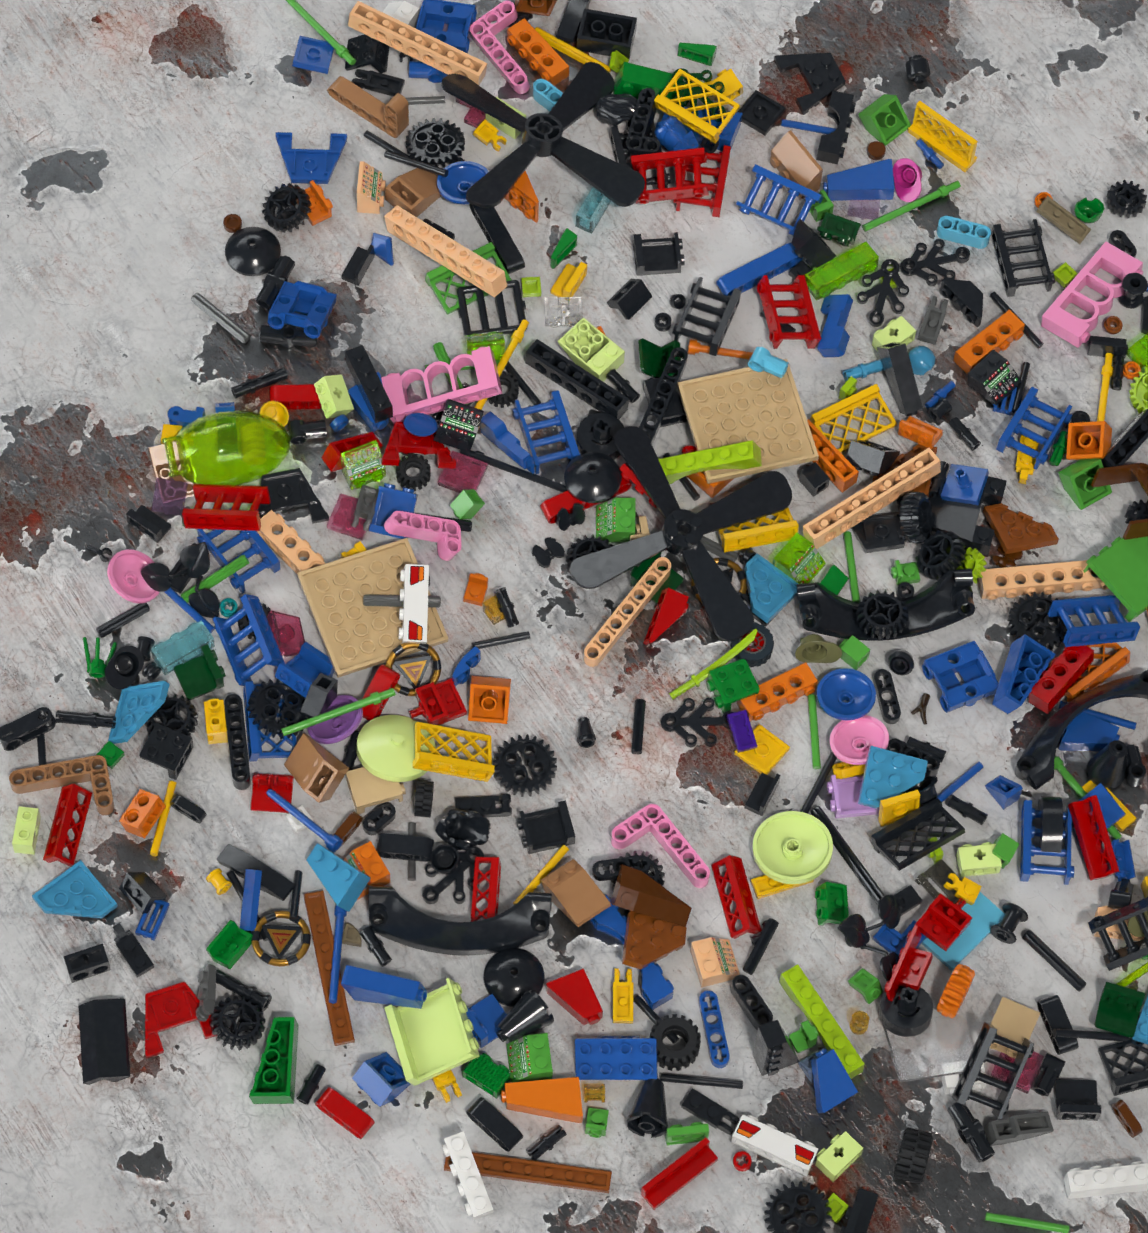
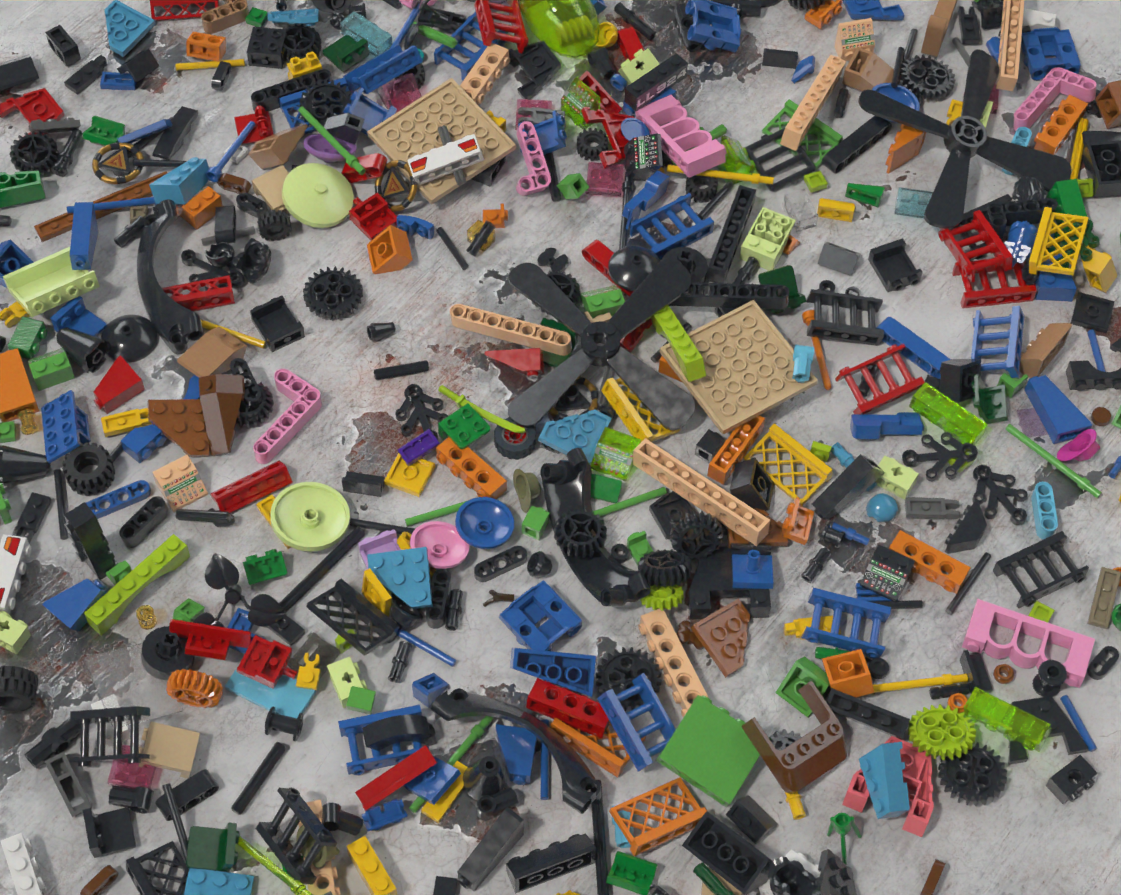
camera: 75 degrees right, 5 degrees down
(219, 881) = (161, 111): yellow bush -> none
(453, 764) = (310, 236): yellow fence -> none
(486, 805) = (285, 274): black plate -> none
(565, 519) = (595, 269): black piece -> none

